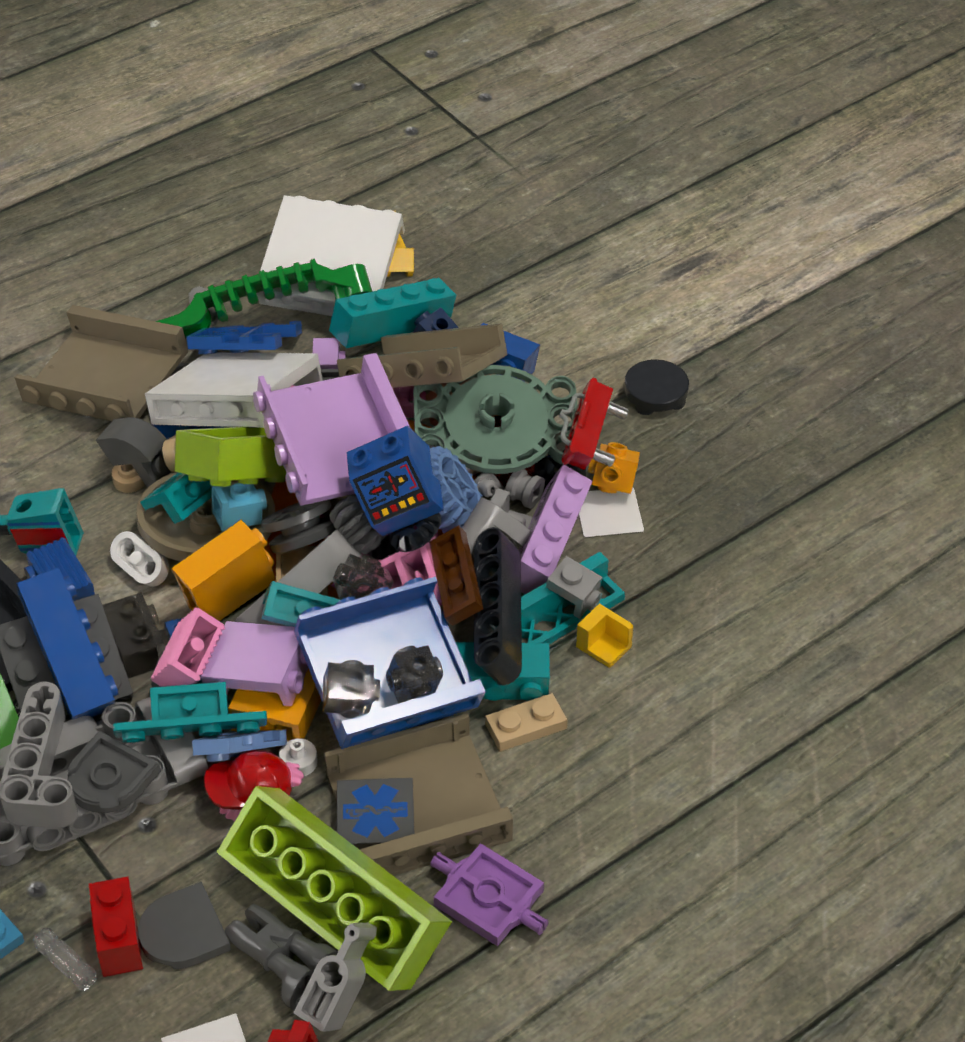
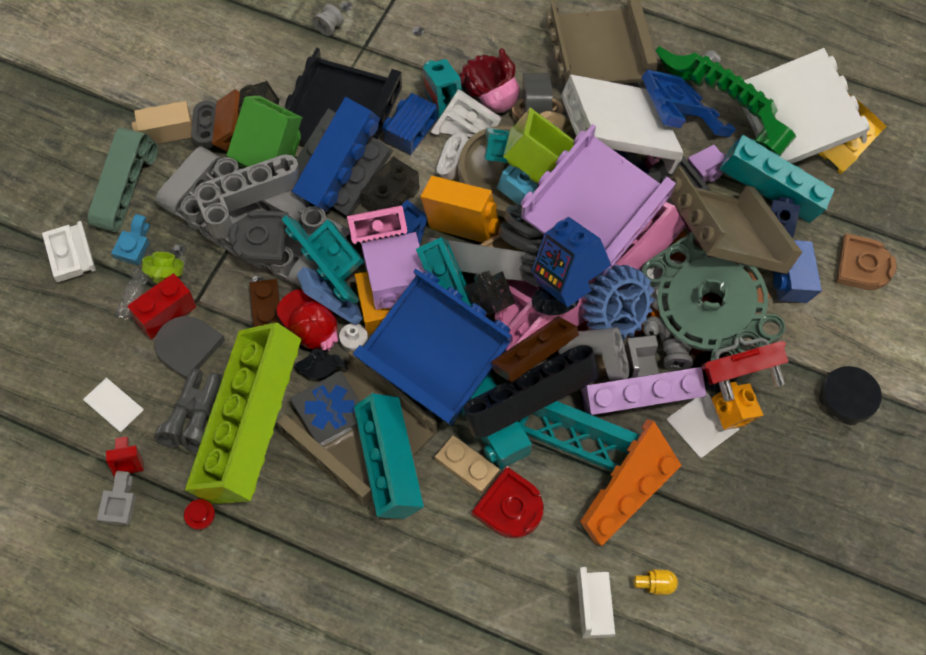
camera: 60 degrees right, 15 degrees up
(59, 904) = (162, 265): none -> lime plate
(81, 470) = (491, 81): none -> dark red hair
(99, 521) = (465, 117): none -> white wing
(190, 825) = (264, 302): none -> reddish brown plate
(317, 794) = (320, 365): none -> black piece
(336, 981) = (172, 455): light grey piece -> none
(349, 688) = (380, 325): clear smoke brick -> none
(413, 673) = (436, 376): clear smoke brick -> none
(420, 1001) = (199, 514): none -> red plate
(478, 774) = (388, 457): none -> teal brick
(488, 894) = (303, 514): medium lavender plate -> none
(524, 308) = (864, 263): none -> medium nougat tile
(576, 585) = (596, 435): light grey bracket -> none
(597, 706) = (510, 506): none -> red tile
(604, 635) = (572, 478): yellow panel -> none
(644, 588) = (632, 483): none -> orange wing
(747, 684) = (595, 604): none -> white panel
(755, 623) = (657, 582): none -> yellow cylinder

